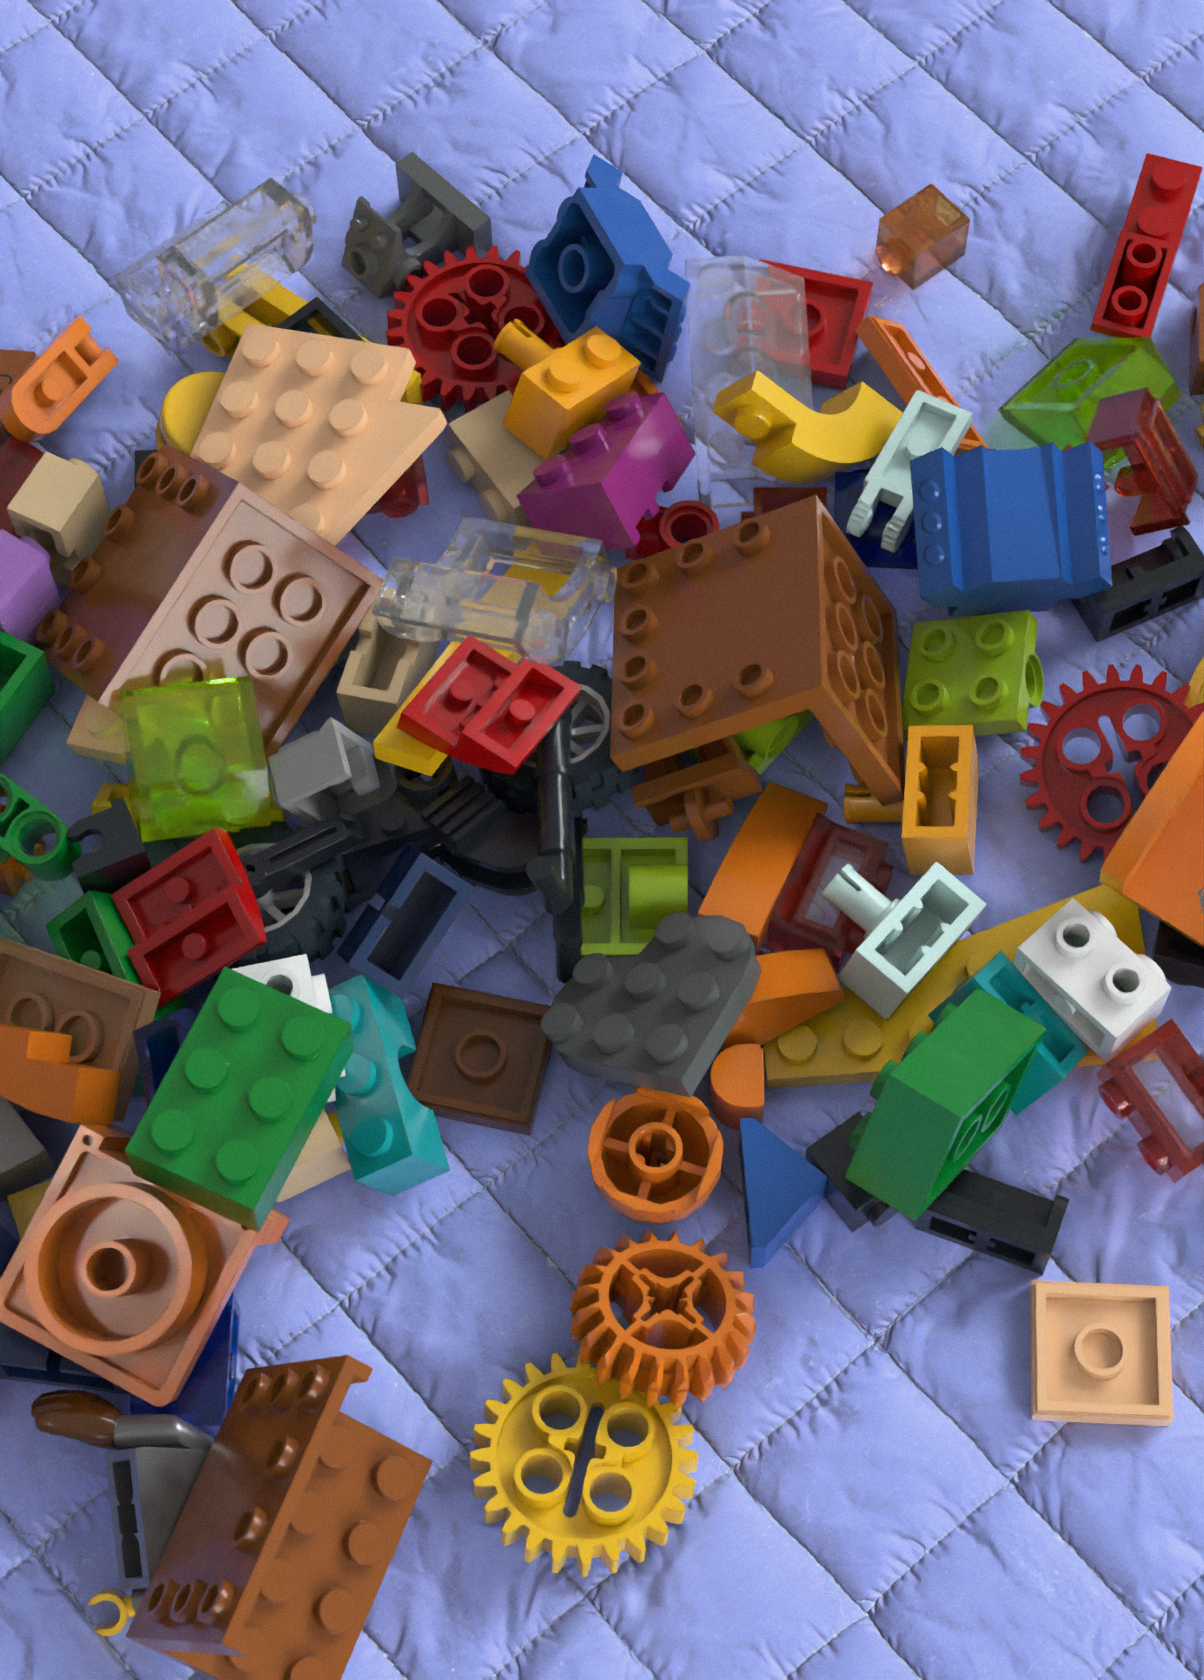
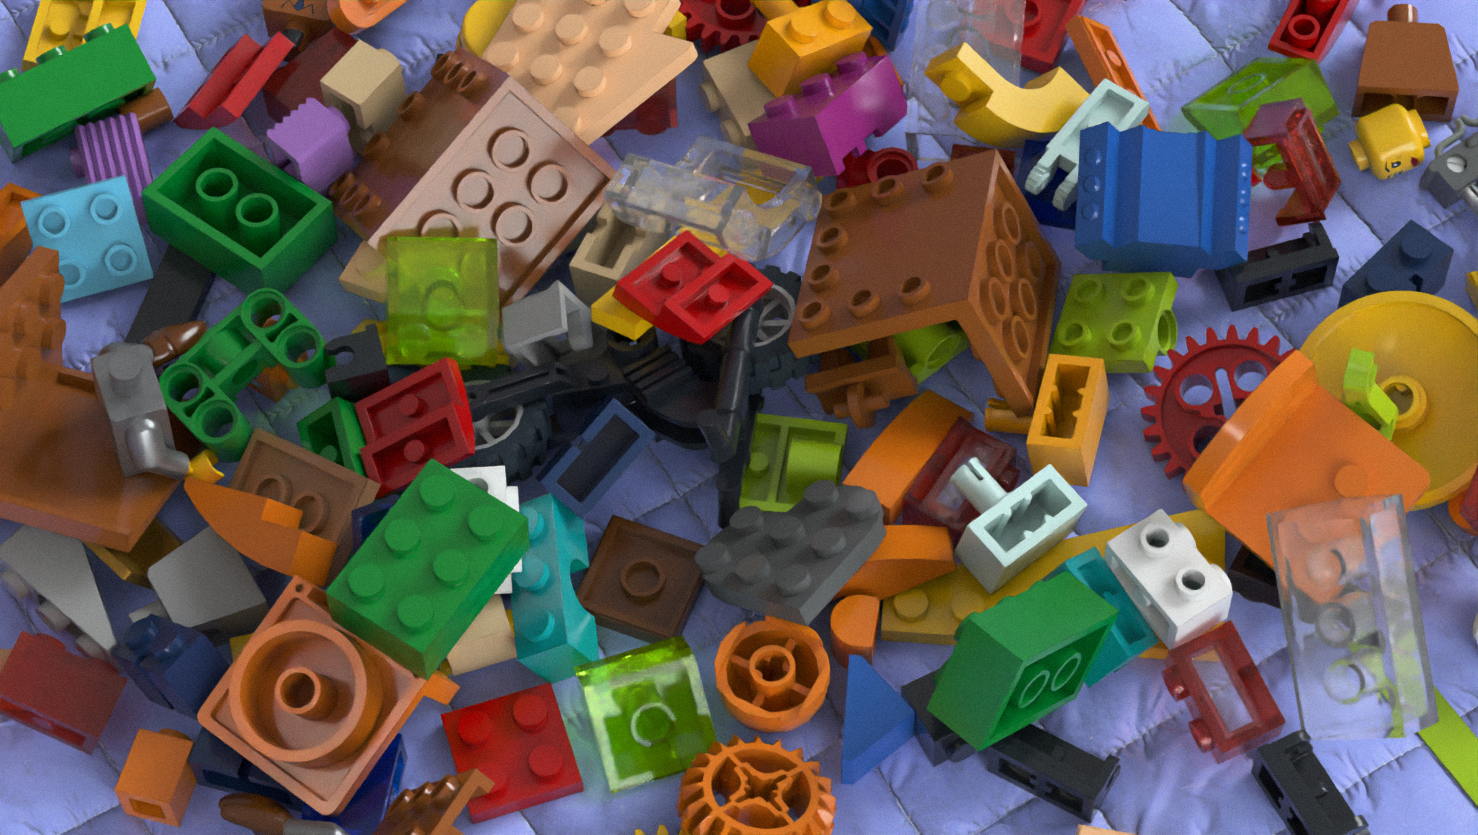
camera: 10 degrees right, 5 degrees down
(363, 1285) = (518, 746): none -> red plate
(513, 1218) = (646, 712): none -> clear neon green slope

